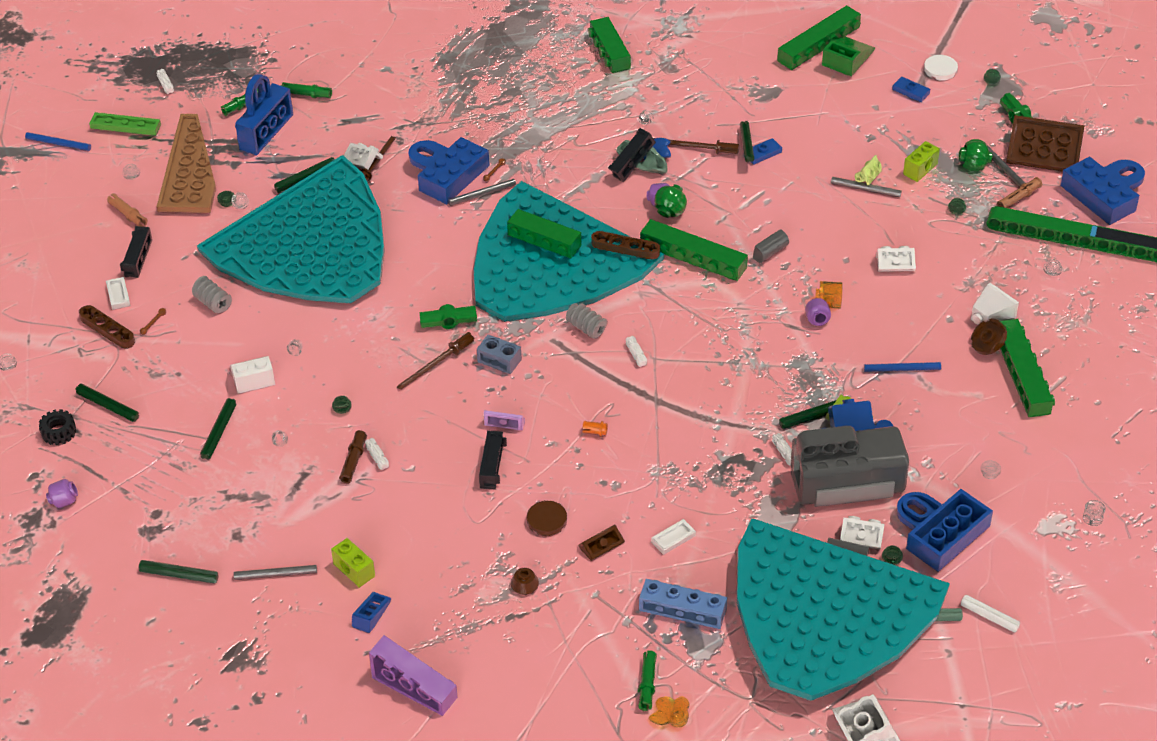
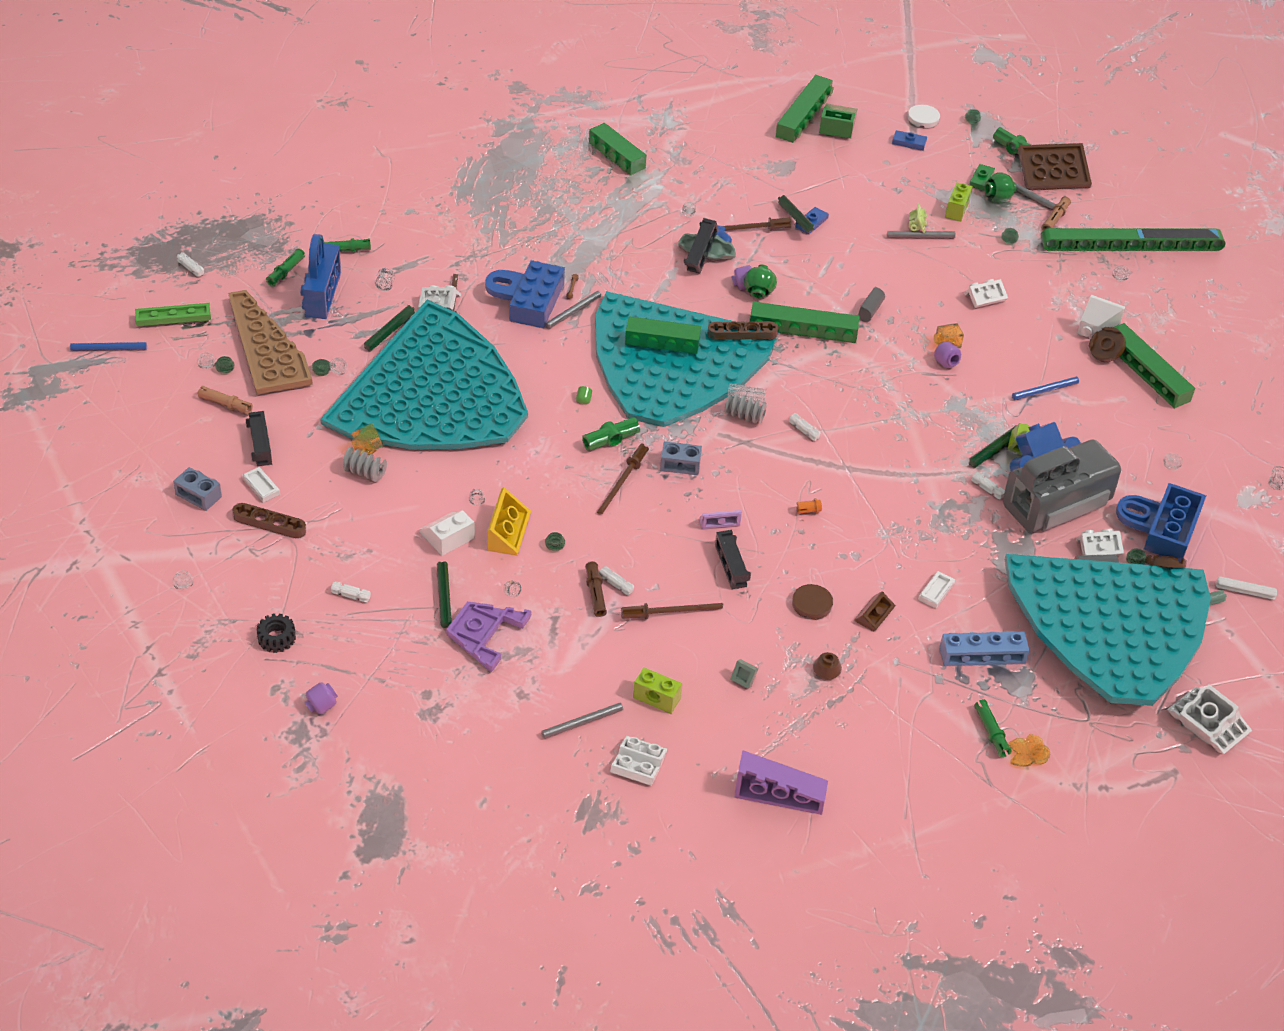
camera: 25 degrees left, 0 degrees up
(61, 284) = (197, 488): none -> sand blue brick
(107, 402) = (313, 595): dark green axle -> none
(140, 406) = (350, 591): none -> white axle
(144, 178) = (224, 364): none -> clear green plate
(162, 311) = (317, 493): dark orange hinge -> none
(178, 571) = (485, 745): dark green axle -> none
(225, 273) = (367, 439): none -> clear yellow brick
(230, 463) = (476, 626): none -> medium lavender wing
(304, 621) = (638, 760): none -> white slope
(305, 377) = (507, 524): none -> yellow slope
(324, 128) = (384, 279): none -> clear wheel
(369, 613) = (698, 734): blue slope -> none
(384, 488) = (643, 610): none -> reddish brown piece
(442, 568) = (744, 673): none -> sand green tile
(445, 275) = (584, 395): none -> bright green piece
(601, 307) = (753, 392): none -> clear axle
(916, 566) = (1166, 561): none -> reddish brown tile
(962, 138) = (981, 176): none -> green plate
(1105, 188) = (1123, 195): blue brick -> none

